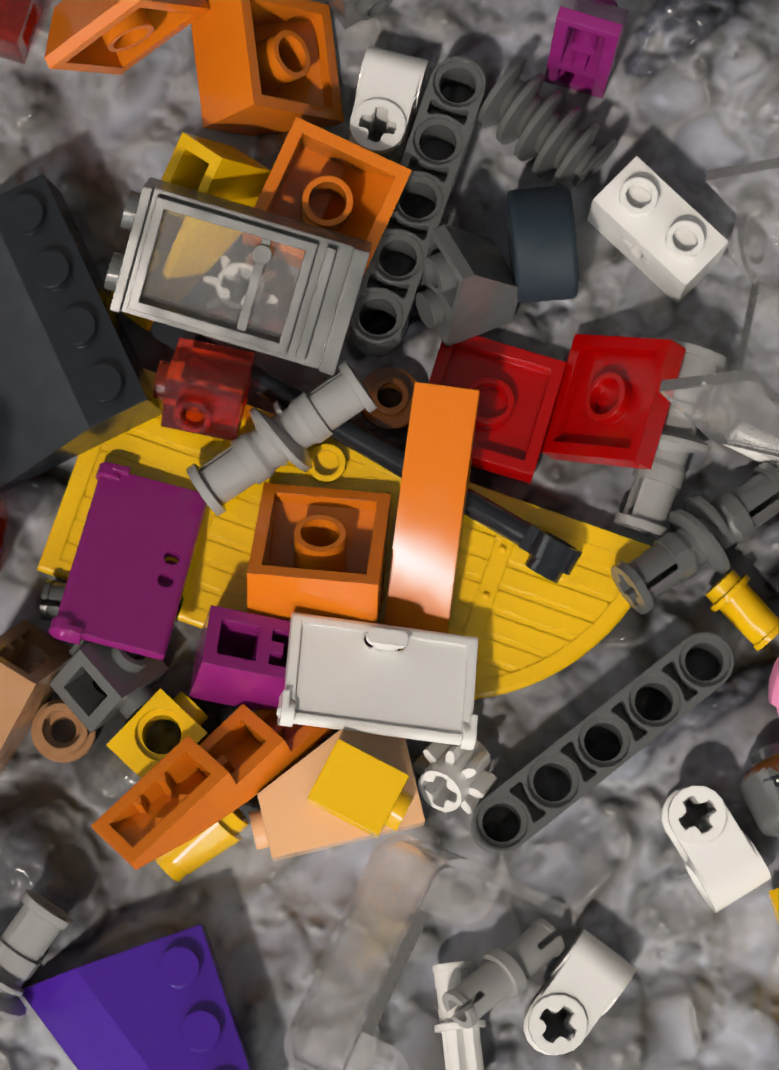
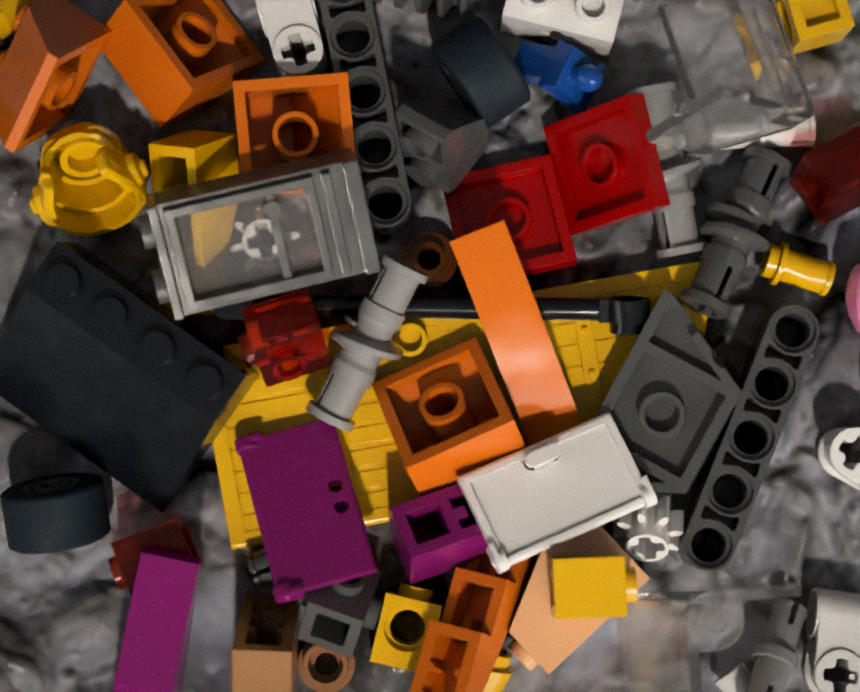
camera: 25 degrees left, 5 degrees up
(105, 138) = (88, 181): none -> yellow helmet
(546, 659) = (671, 398): none -> dark grey wing
(621, 289) = (561, 72): none -> blue piece

